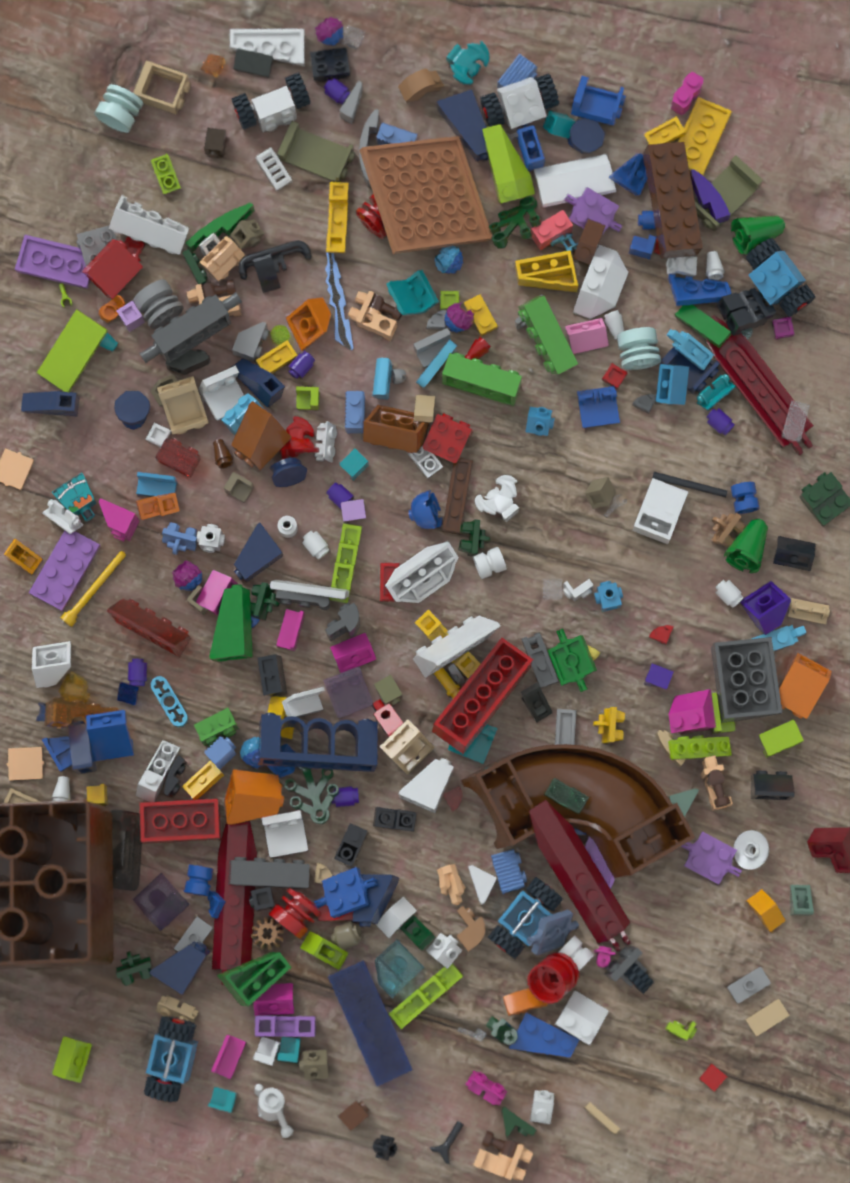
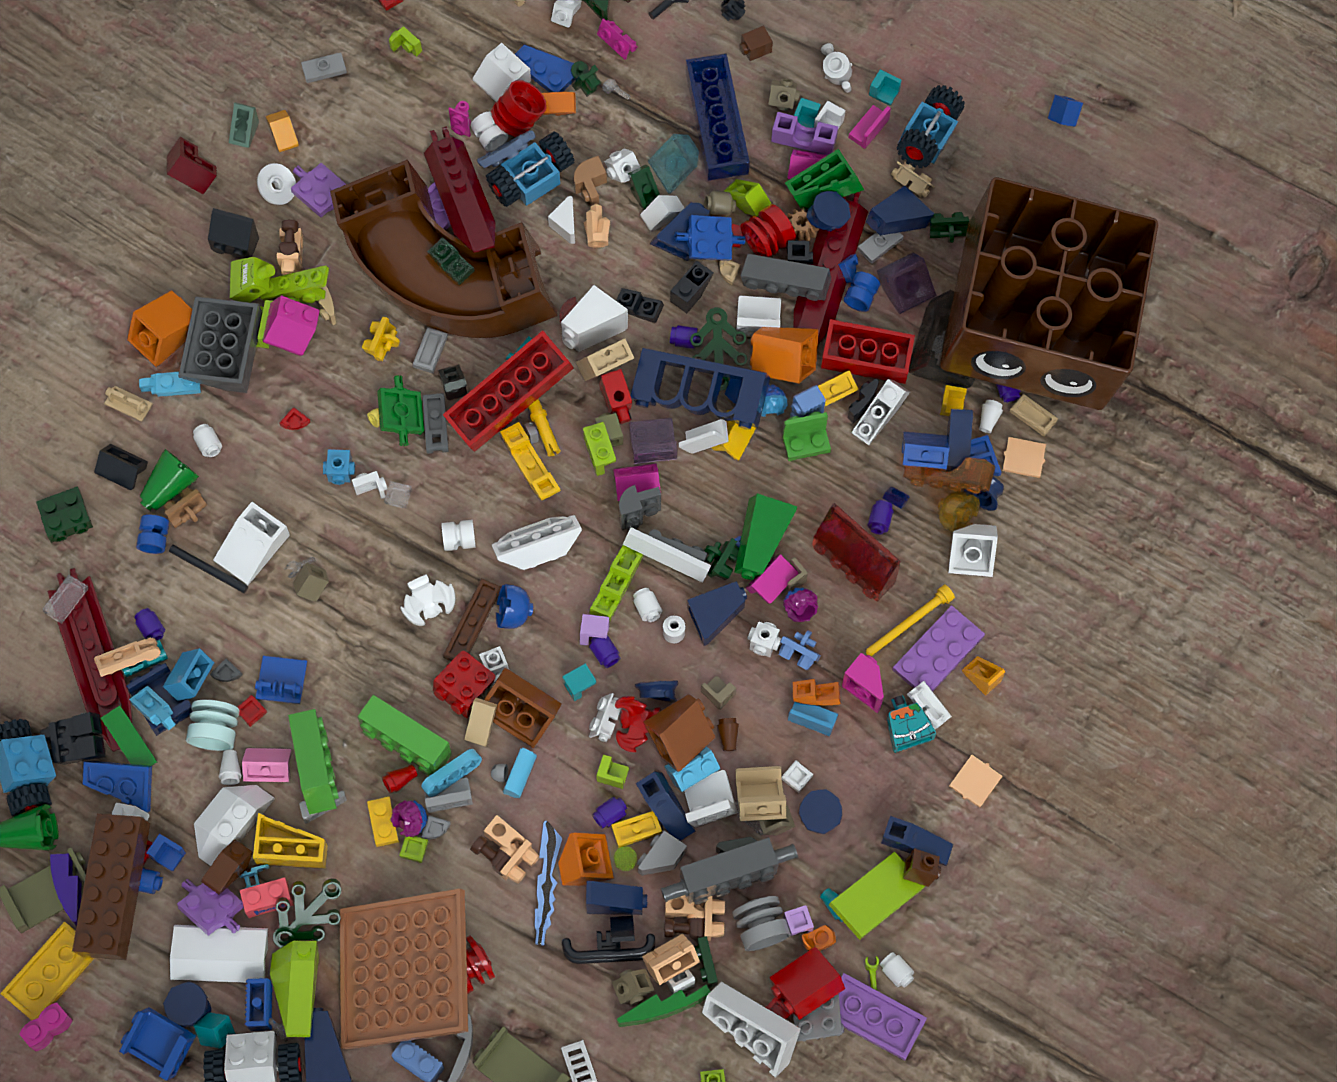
camera: 170 degrees left, 10 degrees down
(41, 382) = (921, 867): none -> reddish brown brick
(45, 300) = (897, 970): none -> white brick
(50, 1119) = (1065, 110): none -> blue panel
(71, 1059) = (1032, 159): lime panel -> none
(157, 692) = (841, 468): medium azure beam -> none
(178, 457) = (780, 741): clear red brick -> none
(243, 944) = (829, 211): none -> dark blue hat
(272, 675) = (732, 476): black hinge -> none
(279, 296) = (614, 899): none -> dark blue slope
(290, 630) = (698, 521): dark pink panel -> none
(337, 217) = (519, 980): yellow slope -> none
(354, 411) = (562, 740): medium blue brick -> none
(386, 571) = (576, 554): red tile -> none
(392, 670) = (599, 447): none -> lime bracket
(413, 294) = (455, 860): teal bracket -> none
(425, 995) = (655, 132): lime slope -> none
(449, 260) = (398, 887): dark azure piece -> none
(454, 644) = (521, 446): white slope -> none
(471, 546) = (465, 567): dark green hips -> none
(508, 871) = (535, 219): medium blue brick -> none
(539, 421) = (353, 675): dark azure brick -> none
(629, 970) = (437, 101): dark grey plate -> none
(631, 175) = (148, 941): blue wing -> none
(658, 676) = (313, 373): dark purple panel -> none
(665, 132) = (91, 983): yellow plate -> none
(684, 799) = (330, 246): sand green slope -> none
(714, 267) = (91, 805): white cone -> none
(727, 383) = (127, 656): none -> light nougat hinge
(742, 749) = (249, 279): none -> lime torso
(766, 607) = (170, 416): dark purple slope -> none
(767, 1017) = (316, 35): tan tile -> none
(780, 738) = (206, 279): lime panel -> none
(783, 328) = (39, 716): magenta tile -> none

